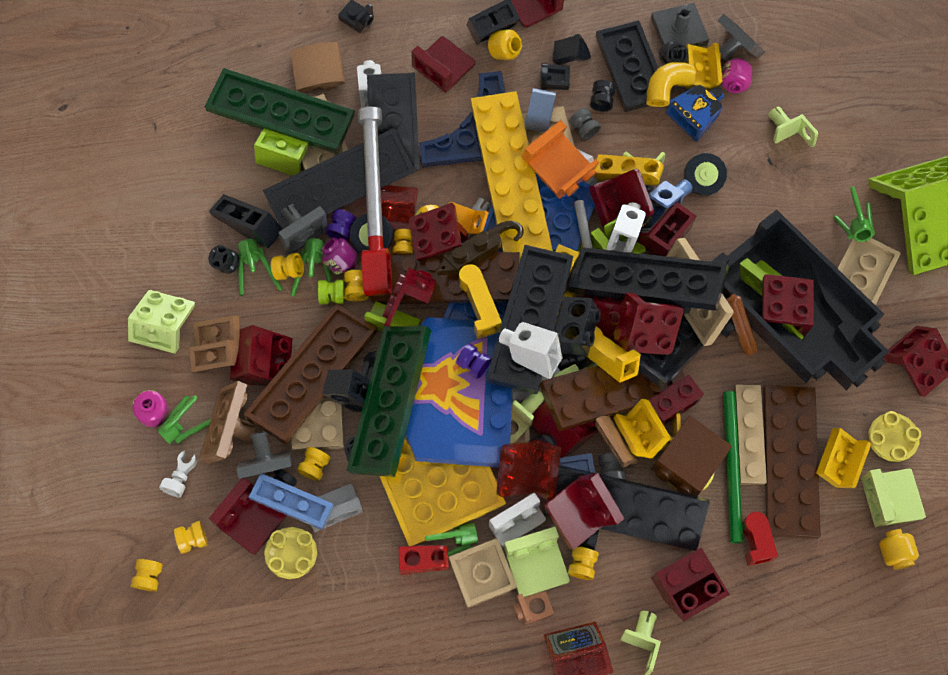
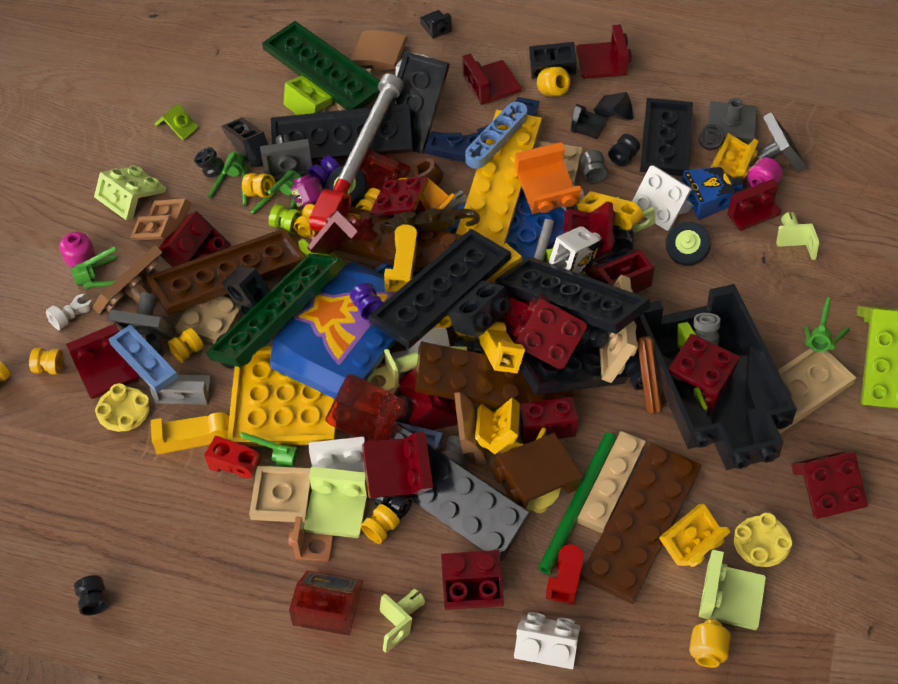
camera: 30 degrees right, 15 degrees down
(163, 223) = (179, 121): none -> lime bracket
(367, 549) = (188, 433): none -> yellow leg
(439, 191) = (428, 168): none -> reddish brown plate
(491, 129) = (492, 132): none -> medium blue beam
(533, 348) = (422, 302): white torso -> none
(540, 110) = (555, 132): sand blue beam -> none
(662, 134) = (665, 195): none -> white bracket
(665, 78) = (690, 150): yellow cylinder -> none
(670, 193) = (642, 243): medium blue bracket -> none
(743, 113) = (754, 205): none -> dark red bracket
(766, 257) = (707, 326): none -> light grey wheel
(772, 604) = (547, 640): none -> white bracket

